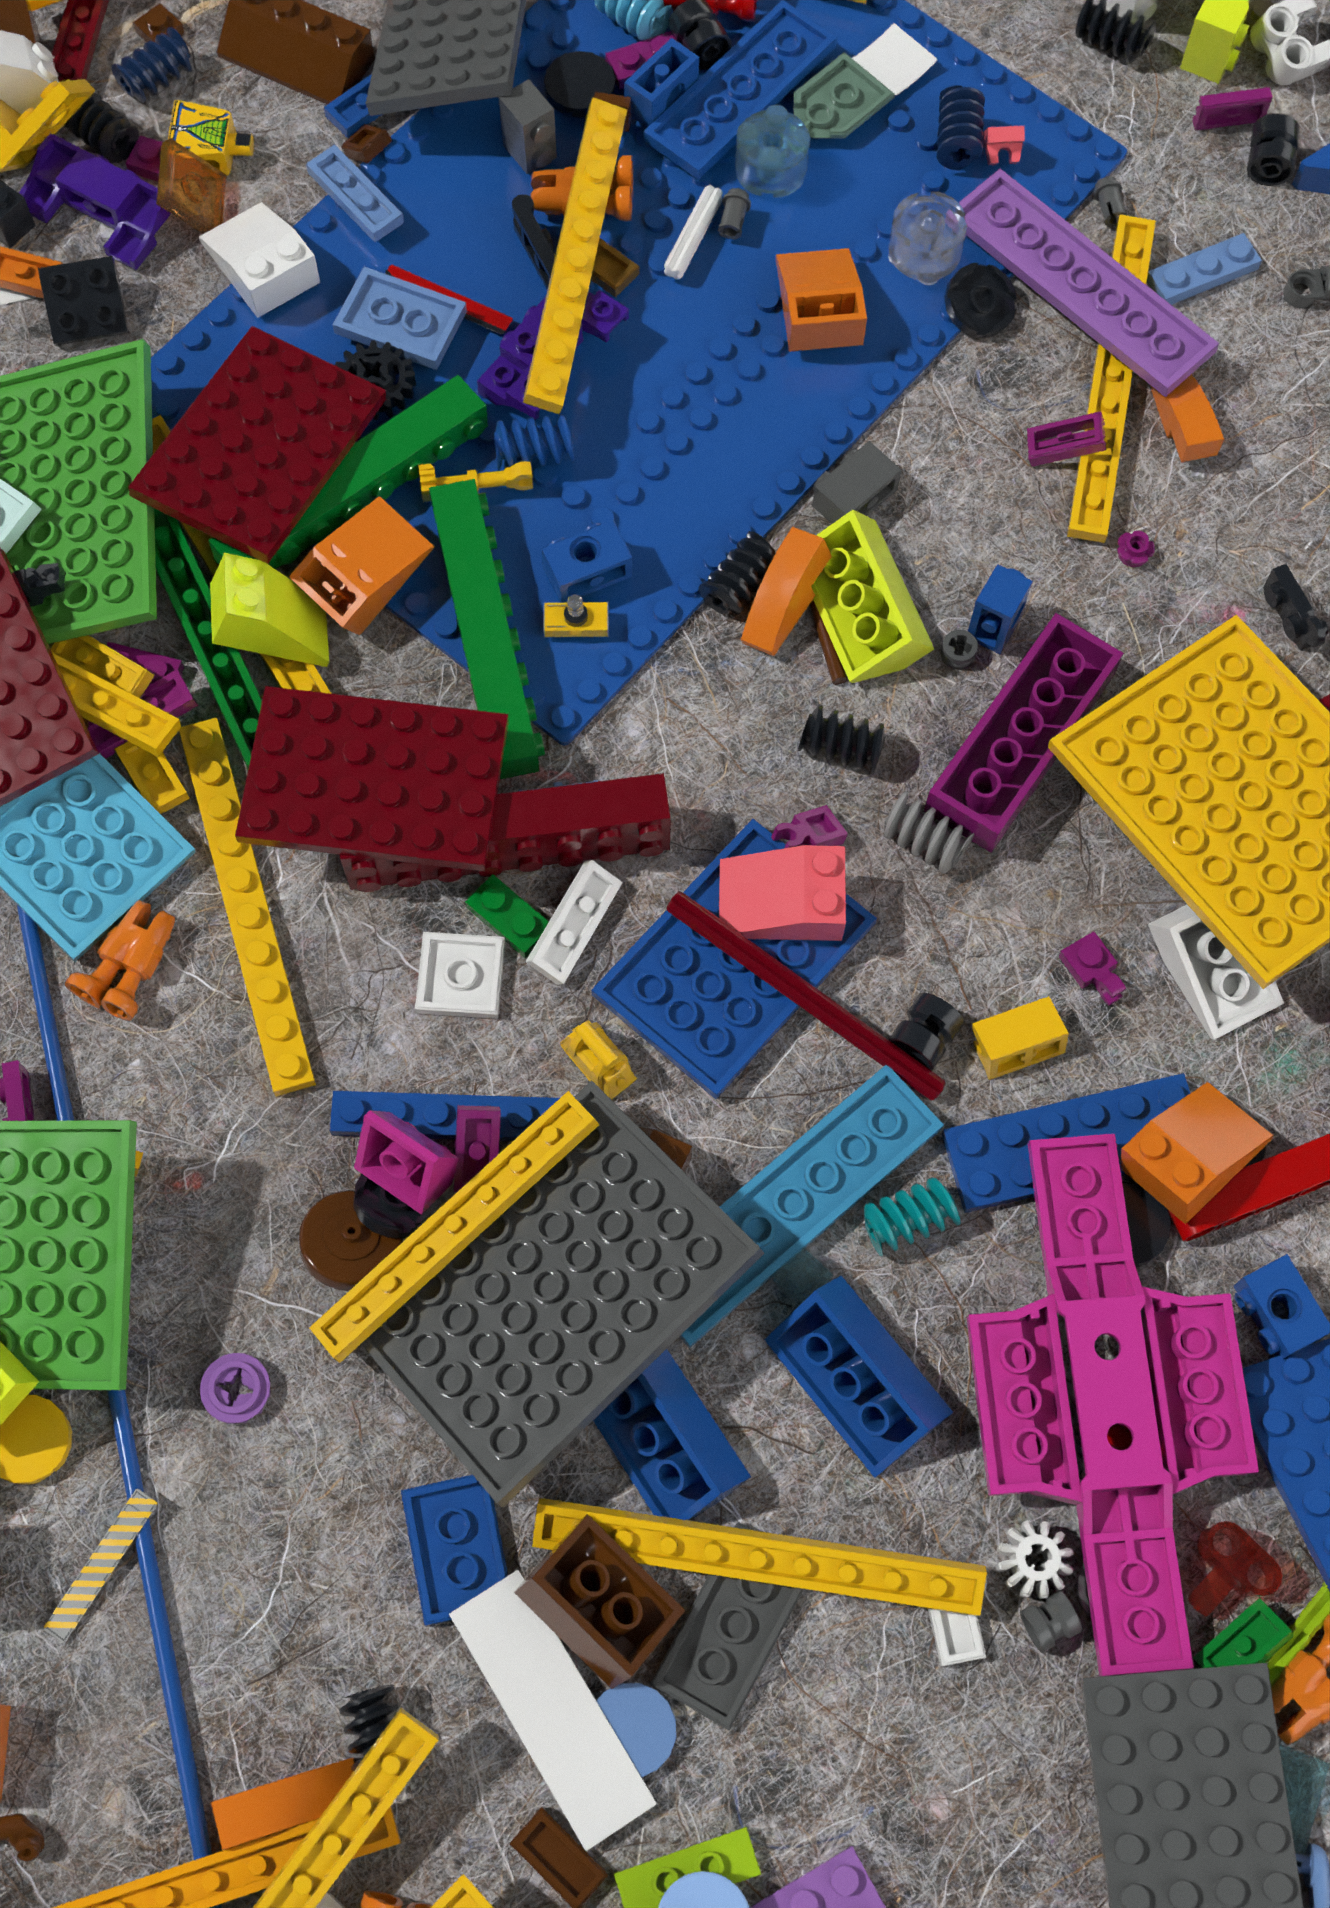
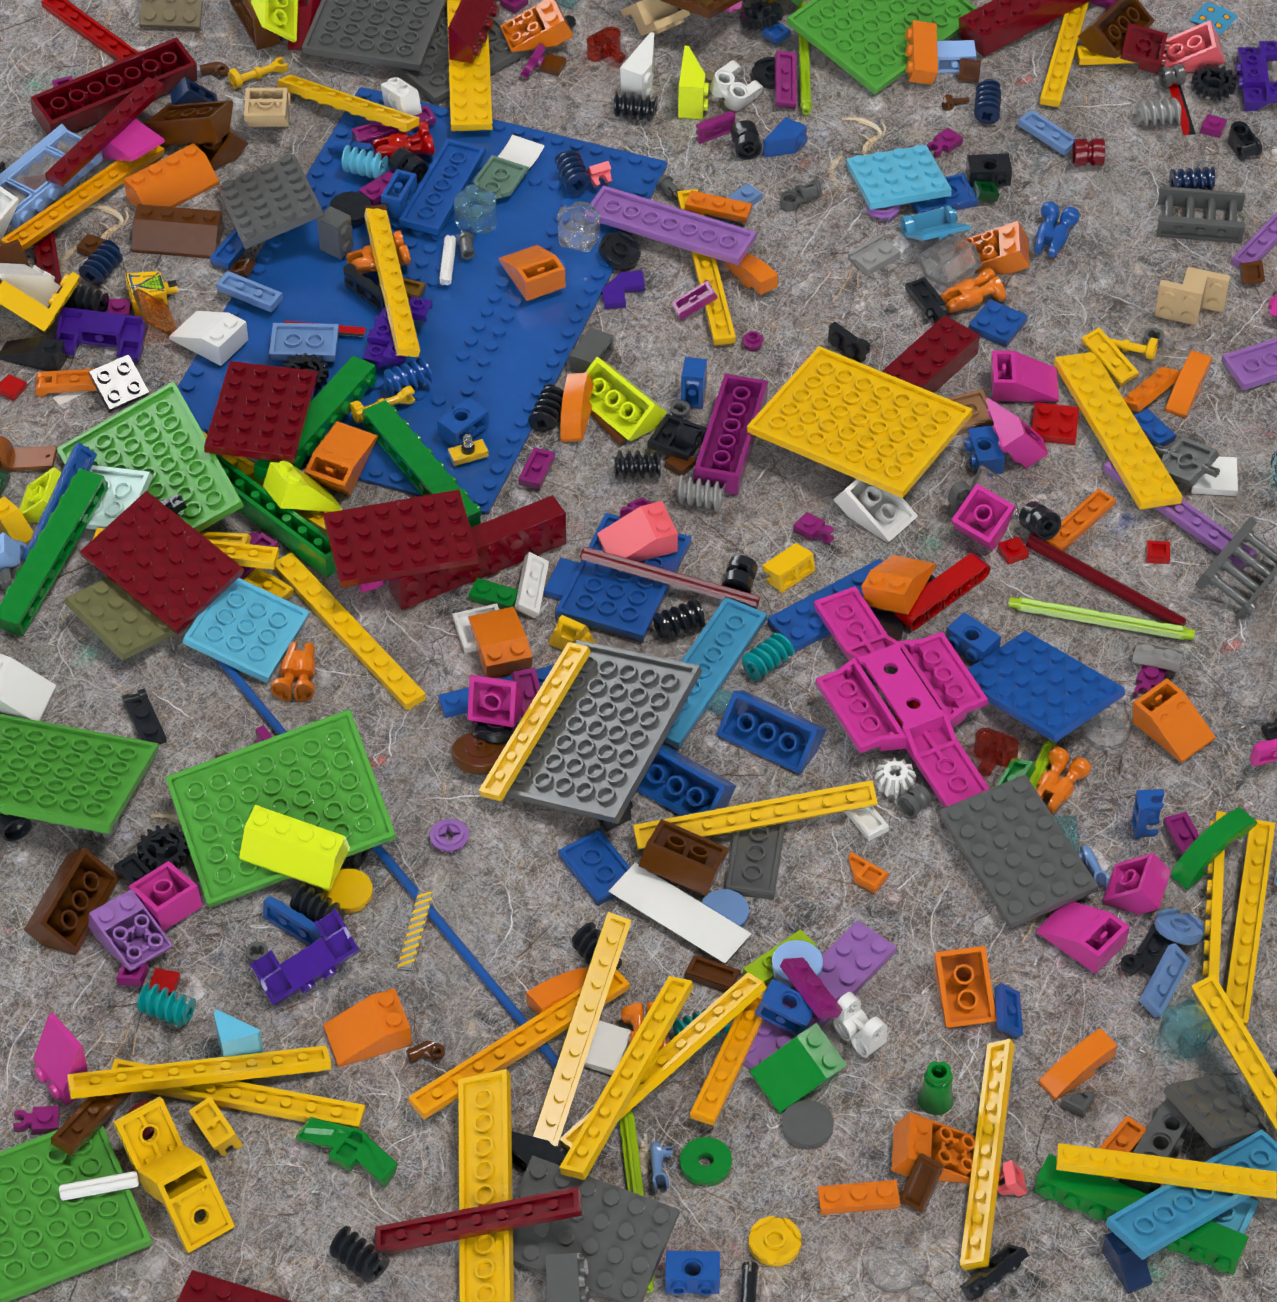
camera: 20 degrees left, 20 degrees down
(473, 1021) = (500, 642): none -> orange slope
(630, 922) = (560, 578): none -> blue tile
(676, 687) = (536, 468): none -> magenta plate
(791, 1084) = (679, 618): none -> black piece
(909, 1742) = (867, 874): none -> orange tile
(920, 753) = (679, 465): none -> reddish brown tile
(932, 704) = (677, 437): none -> black plate
(965, 363) = (613, 292): none -> dark purple tile
(1176, 268) = (718, 206): none -> orange plate

